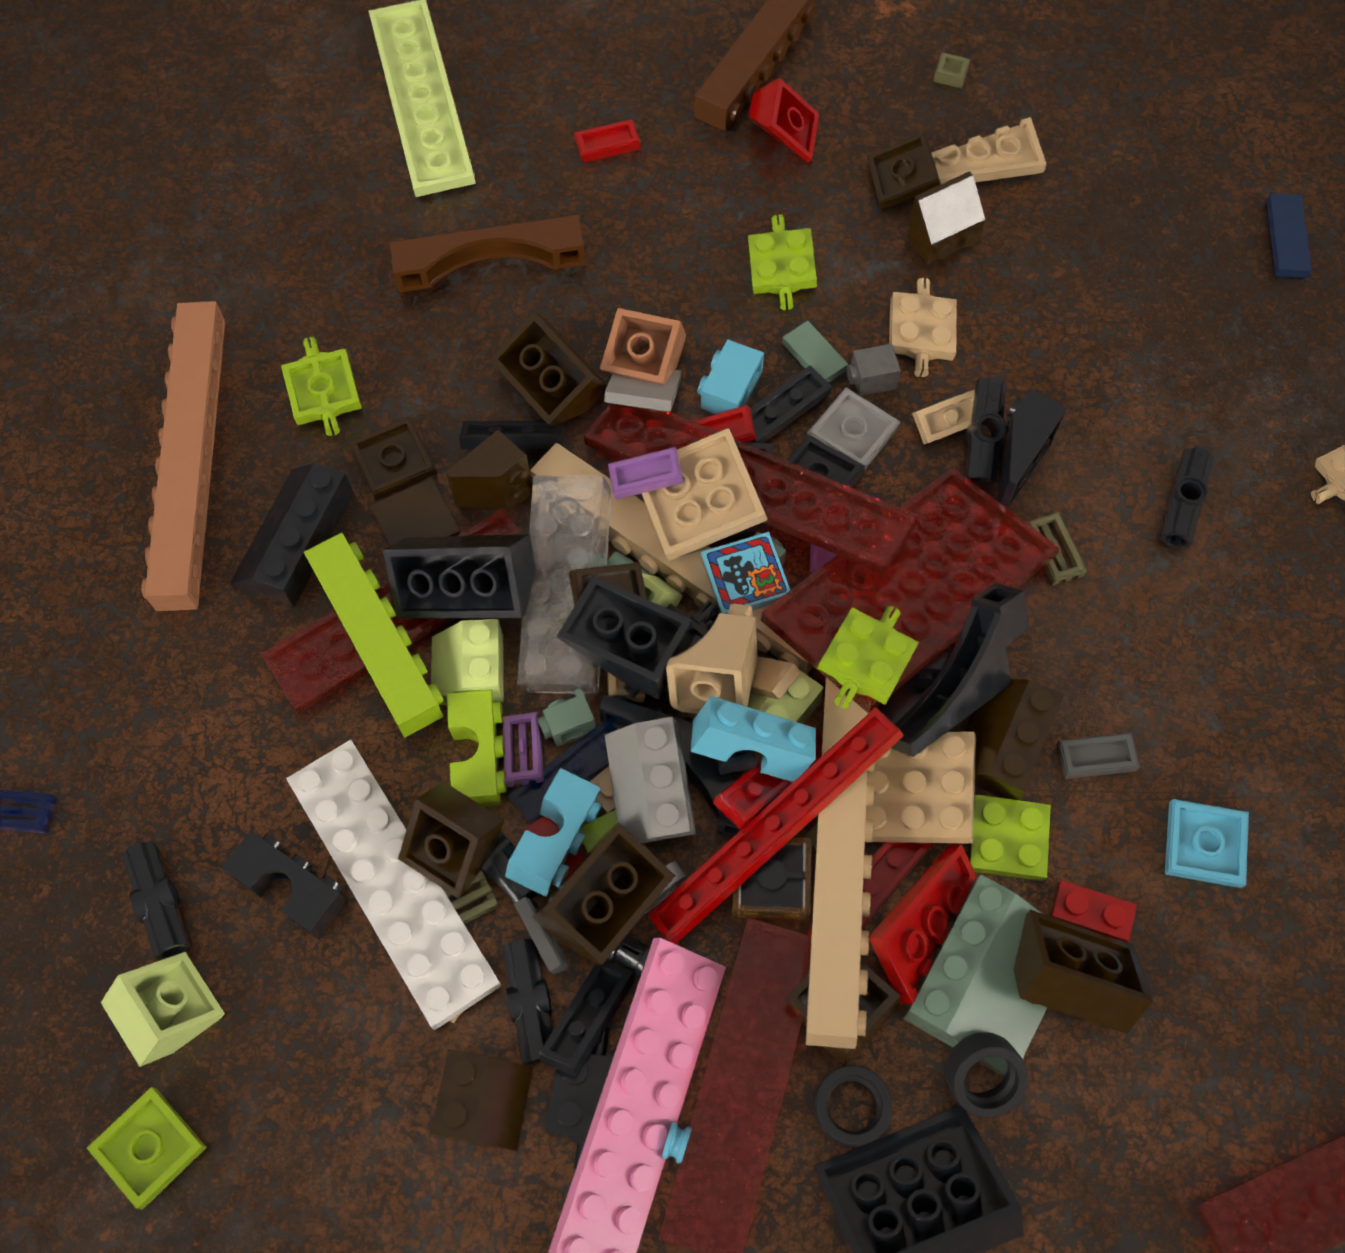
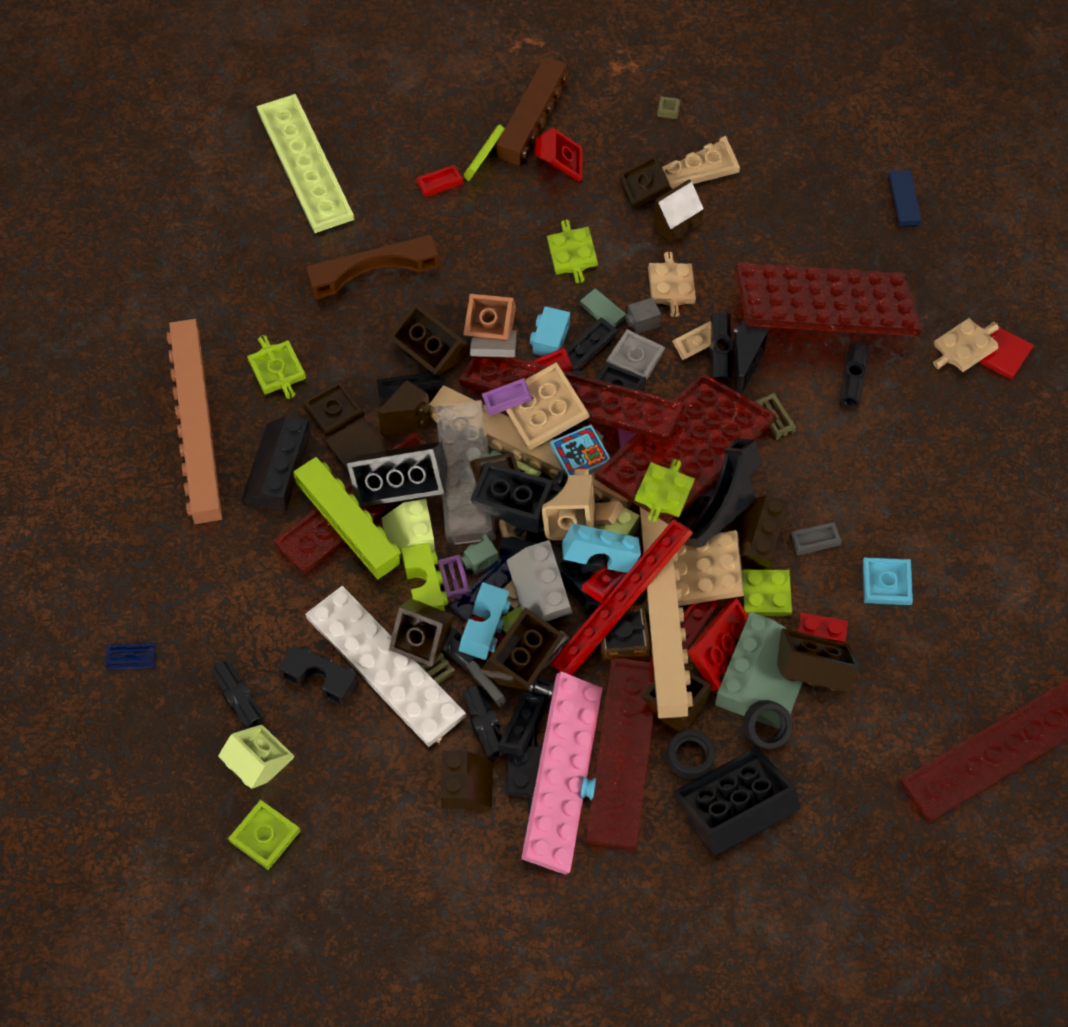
camera: 10 degrees left, 5 degrees down
(674, 107) = (483, 152): none -> lime tile
(1159, 377) = (827, 299): none -> clear red plate

